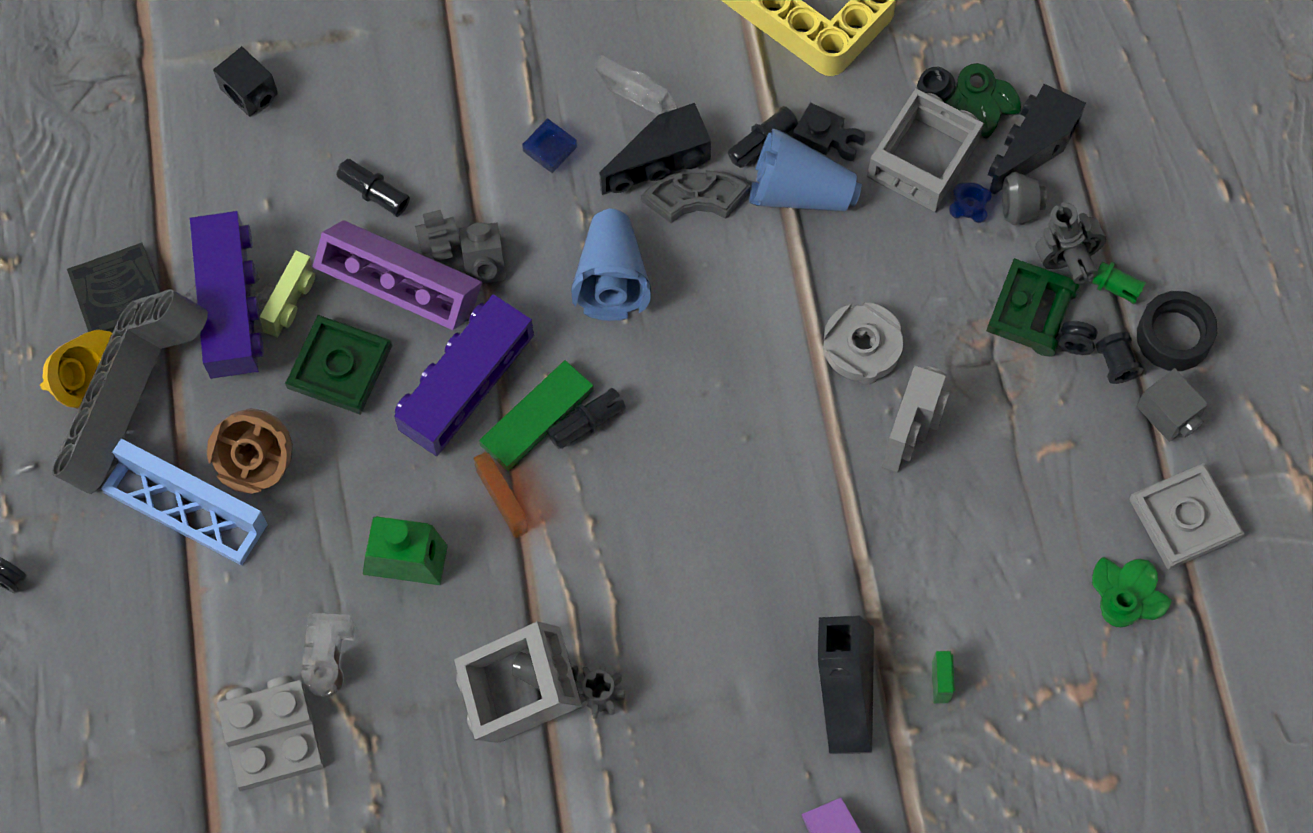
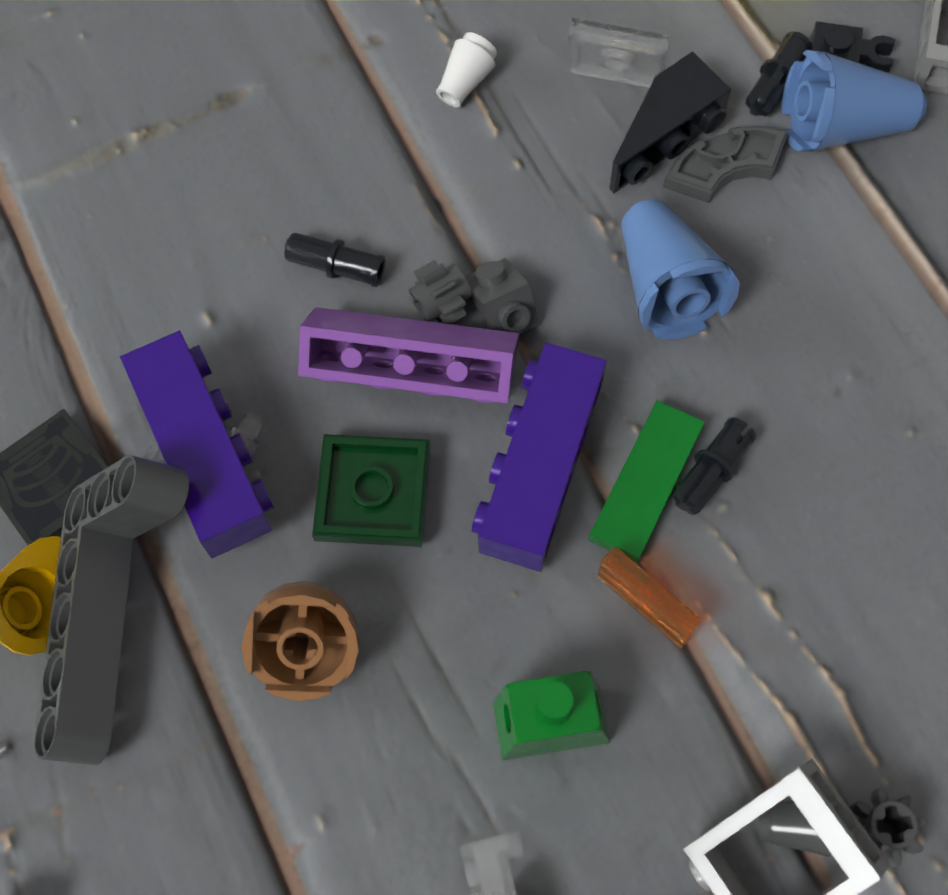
camera: 15 degrees left, 0 degrees up
(185, 486) = (233, 716): light blue fence -> none
(246, 81) = (134, 177): black brick -> none
(281, 305) = (272, 439): yellowish green plate -> none
(525, 64) = (467, 66): none -> white cone
(549, 145) = (533, 151): clear blue plate -> none

